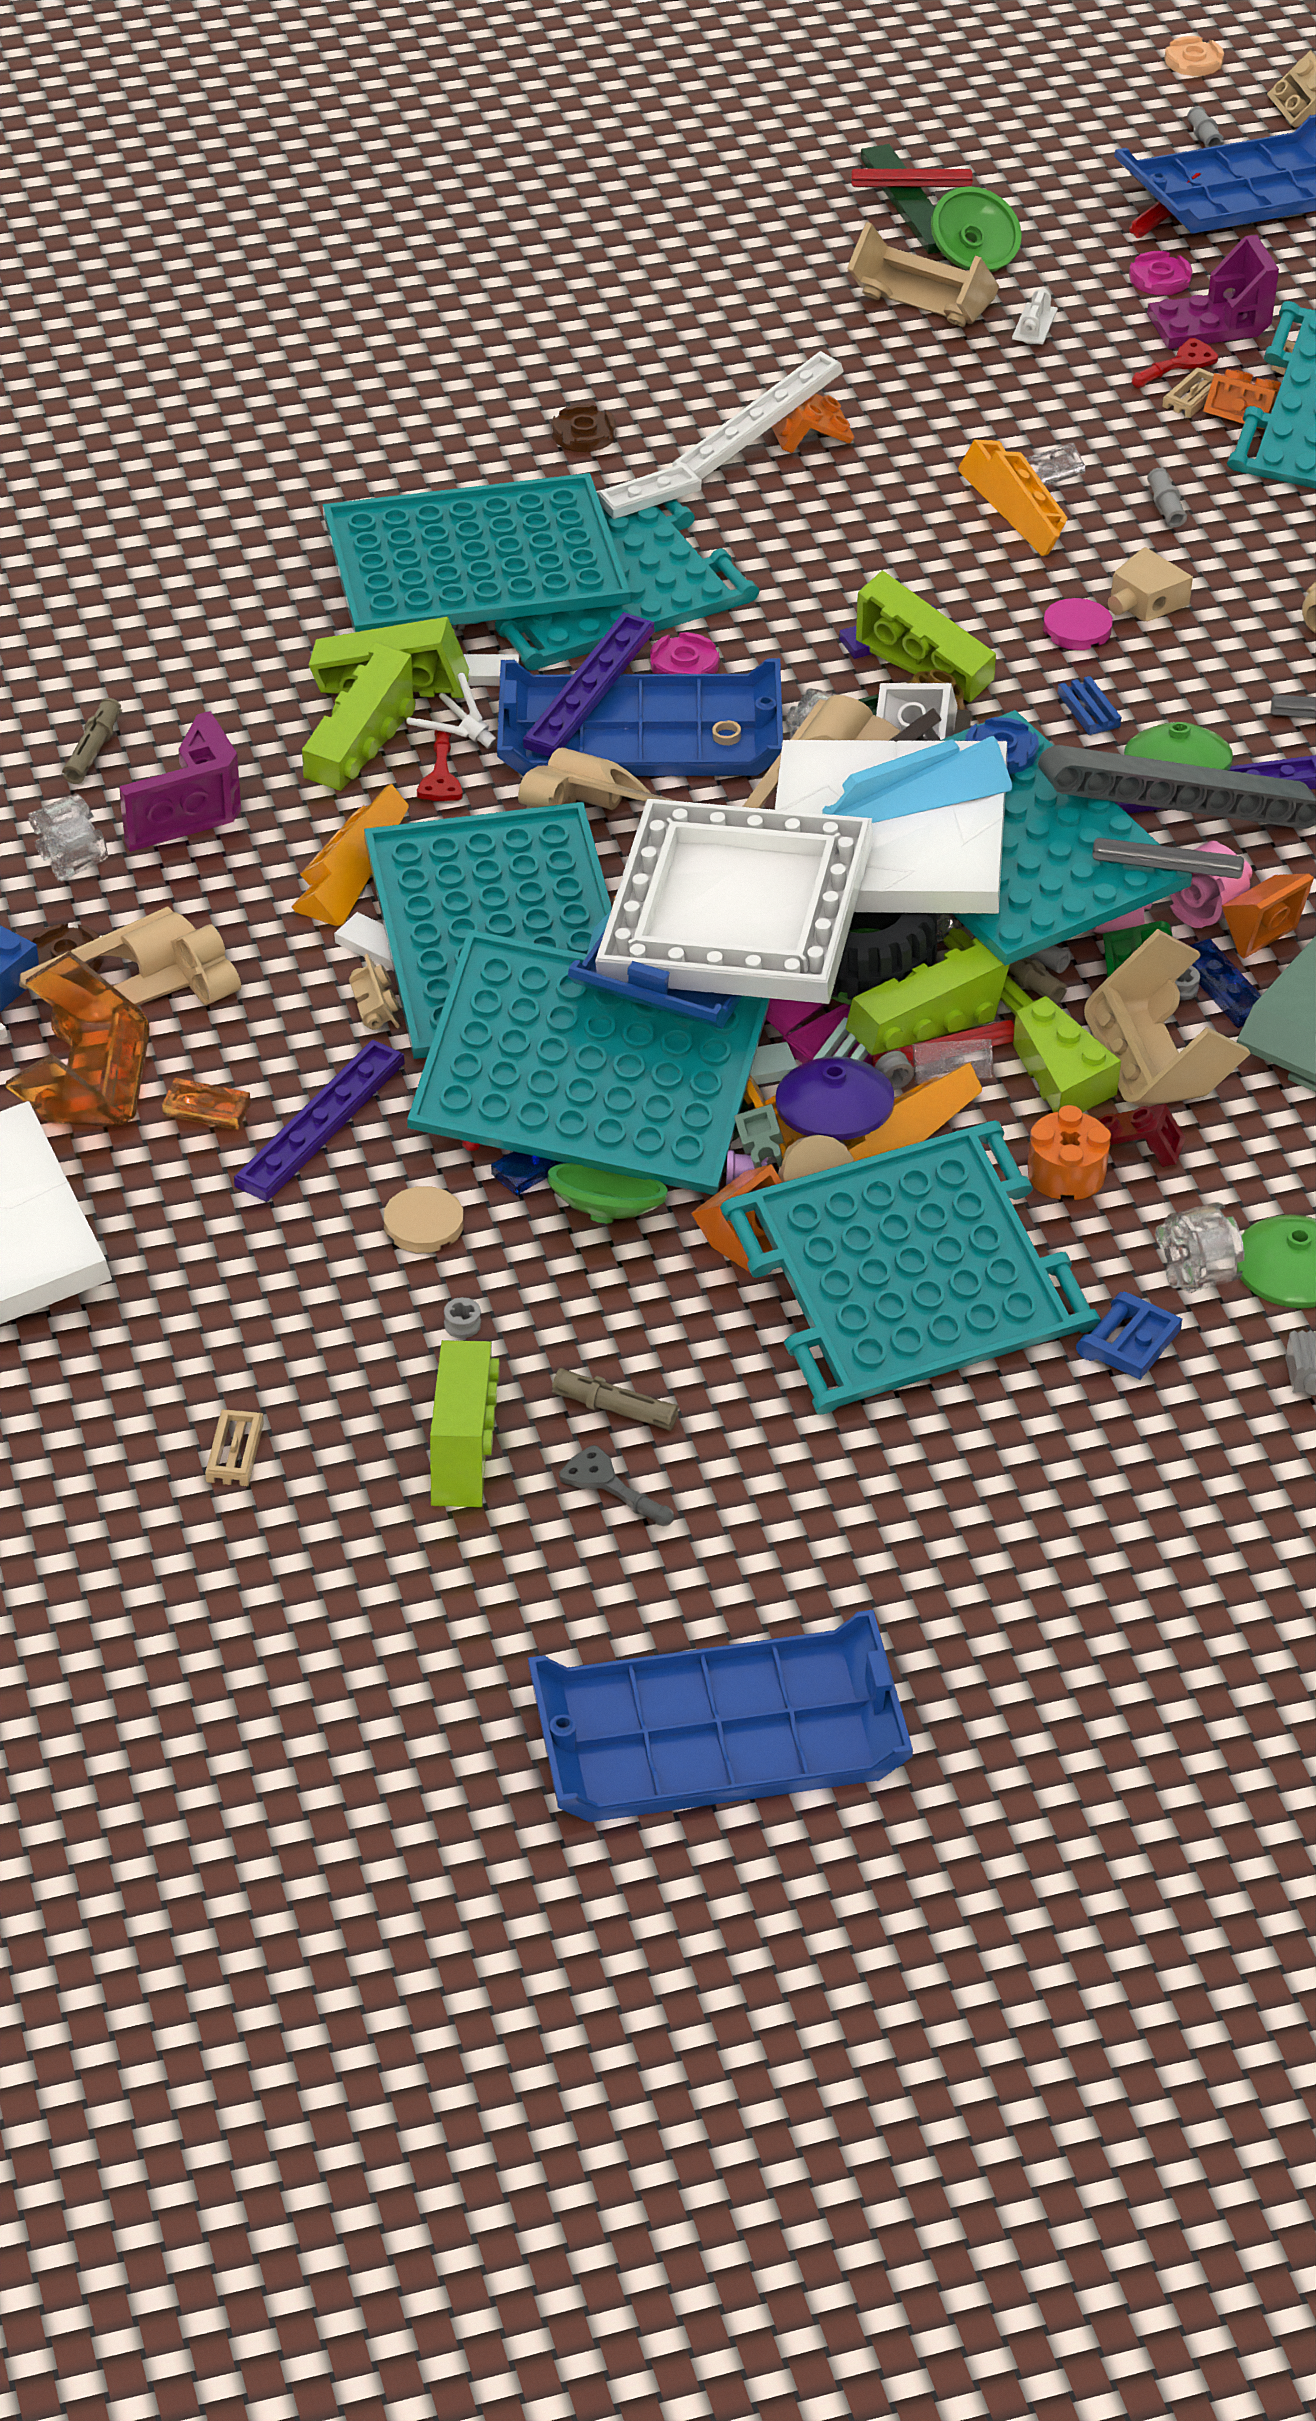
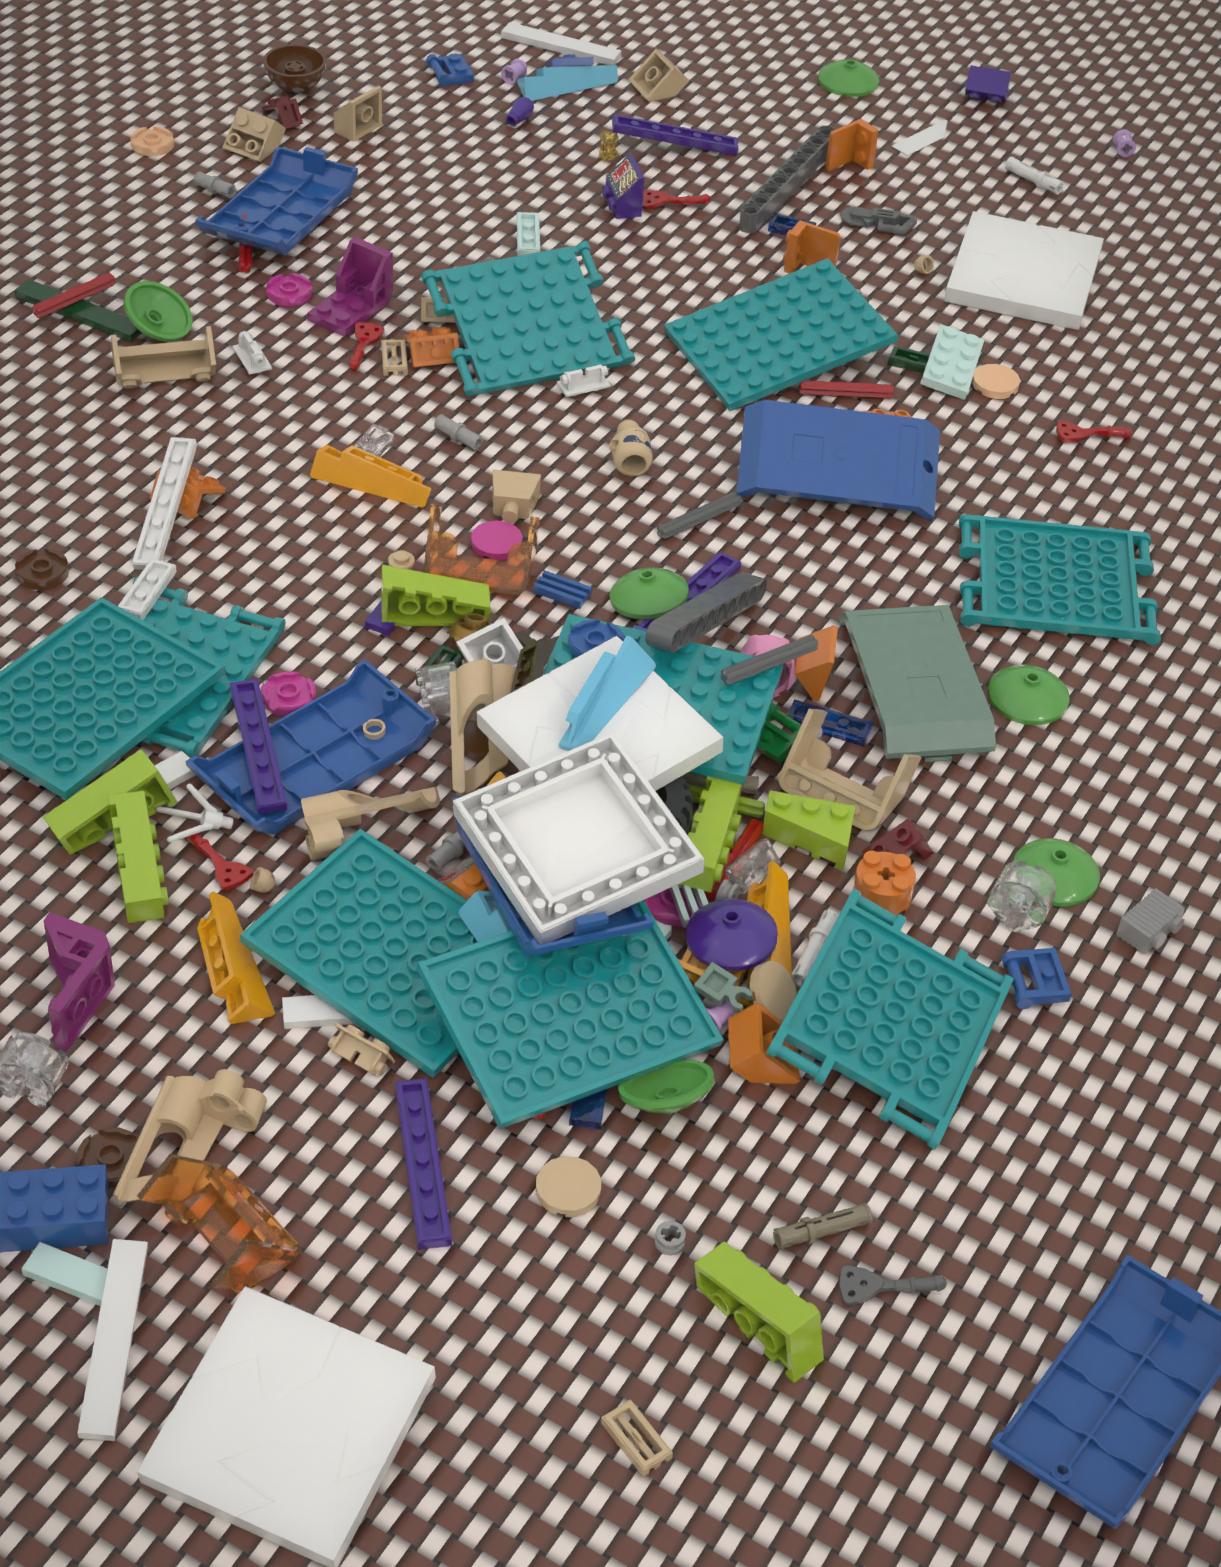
camera: 45 degrees left, 0 degrees up
(206, 1103) = (340, 1202): clear orange plate -> none
(458, 805) = (262, 880): none -> tan hinge
(948, 594) = (402, 560): none -> tan plate
(992, 613) = (501, 576): none -> clear orange windscreen

